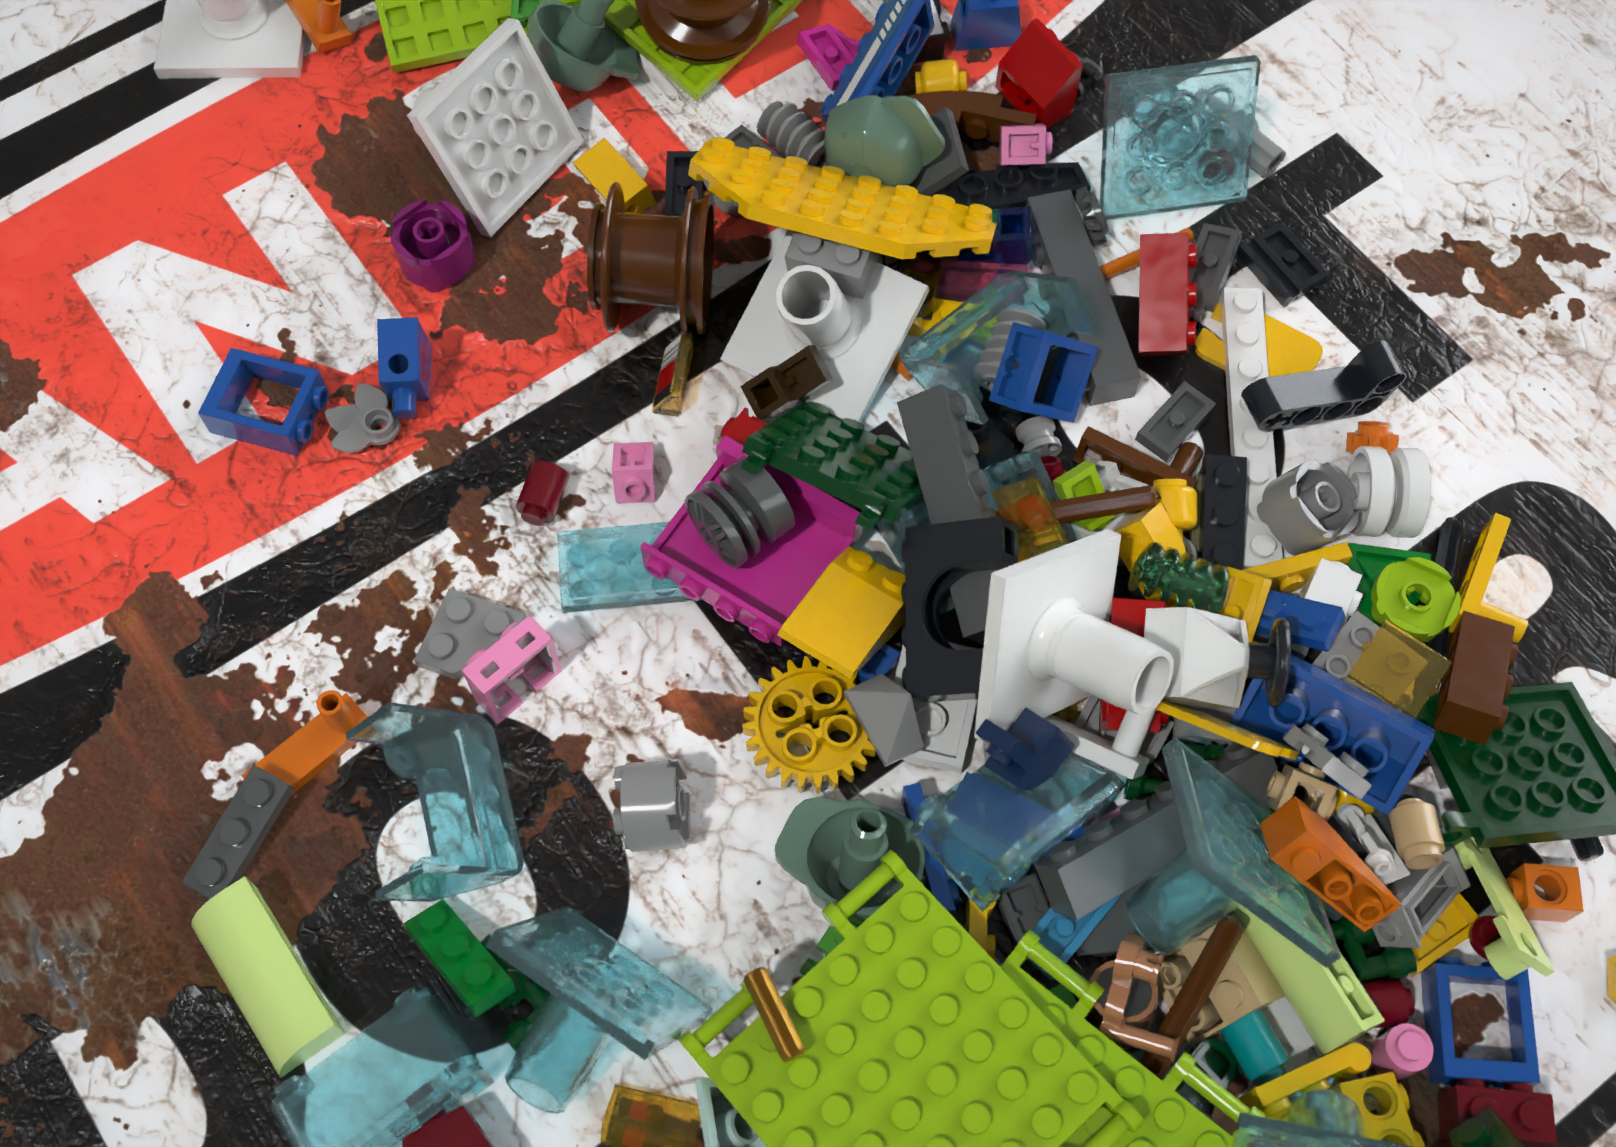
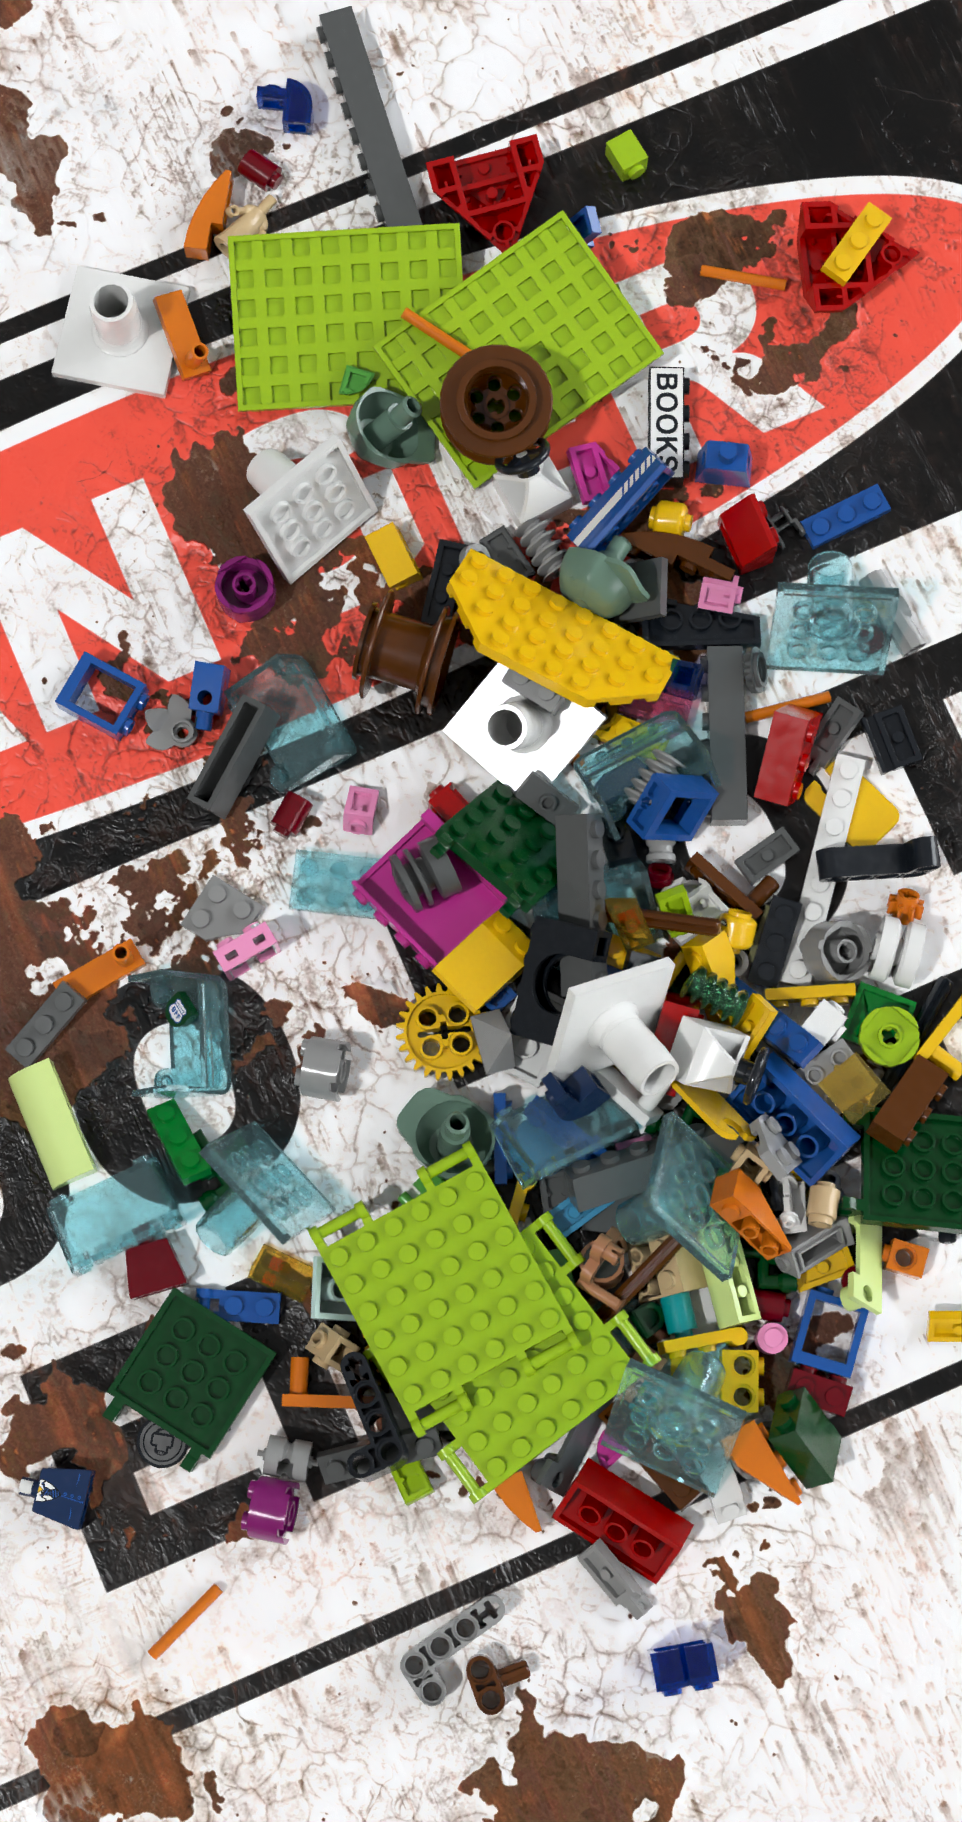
camera: 15 degrees right, 15 degrees up
(432, 771) = (180, 1010): none -> dark green tile
(450, 434) = (233, 756): none -> dark grey brick
(517, 379) = (309, 732): none -> clear light blue windscreen
(673, 376) = (404, 737): clear yellow slope -> none
(764, 68) = (531, 485): none -> white piece
(774, 1014) = (370, 1230): pearl gold axle -> none
(787, 384) = (484, 770): dark brown brick -> none
(870, 406) = (545, 798): none -> dark grey plate
(1146, 46) = (845, 516): none -> blue plate

